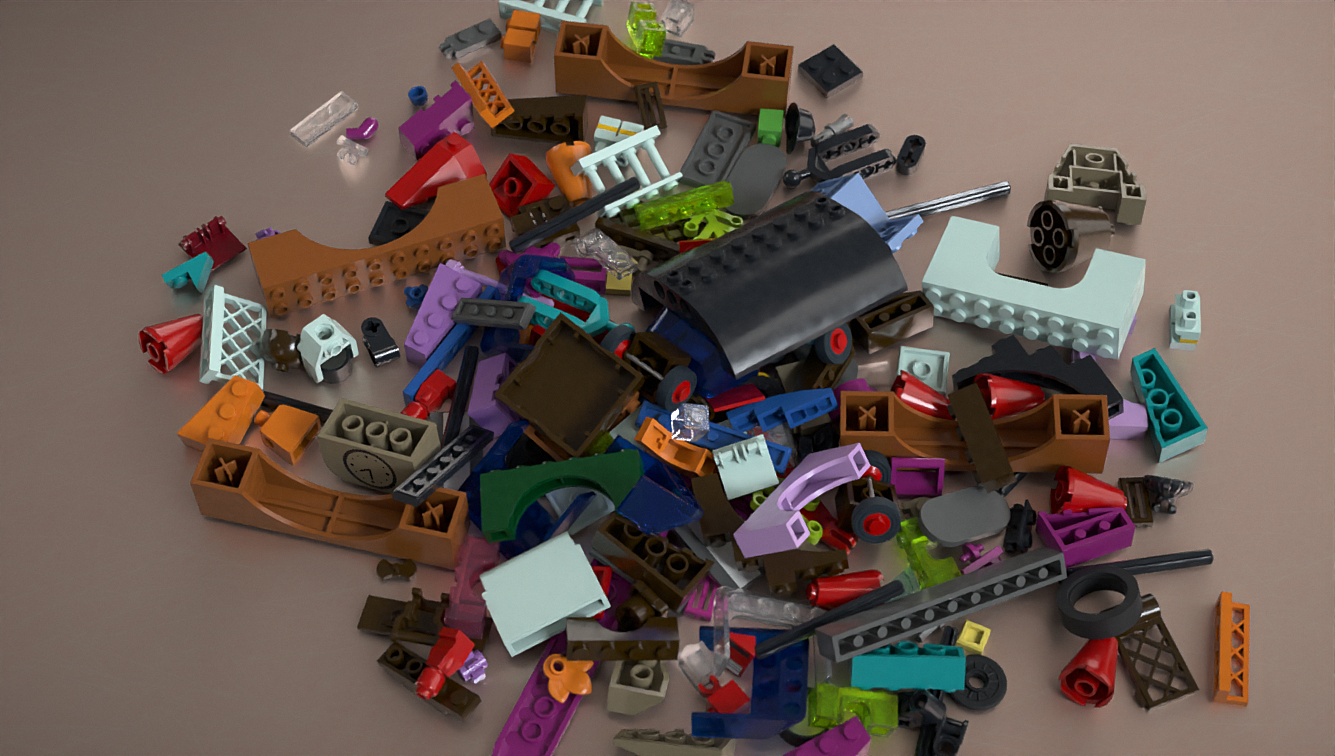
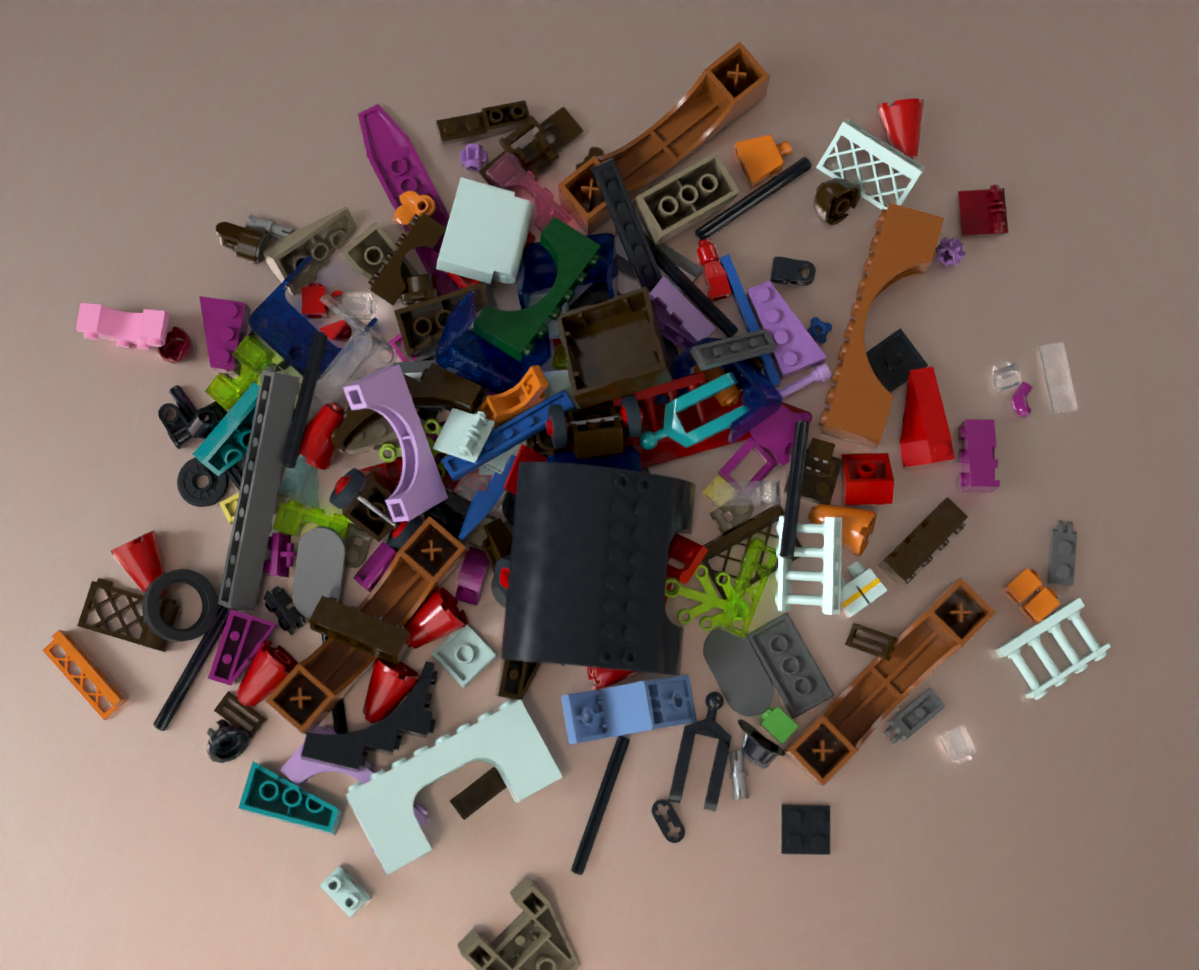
camera: 135 degrees right, 25 degrees up
(196, 269) = (960, 178): teal slope -> none
(224, 415) = (799, 117): orange wedge -> none
(329, 358) = (805, 224): light aqua piece -> none
(418, 96) = (1028, 464): blue hinge -> none
(443, 660) = (481, 132): red piece -> none
(481, 97) = (982, 505): orange fence -> none
(645, 30) = (953, 694): clear neon green arch -> none
(690, 422) = (522, 415): clear brick -> none
(1067, 234) = (483, 868): dark brown cone -> none

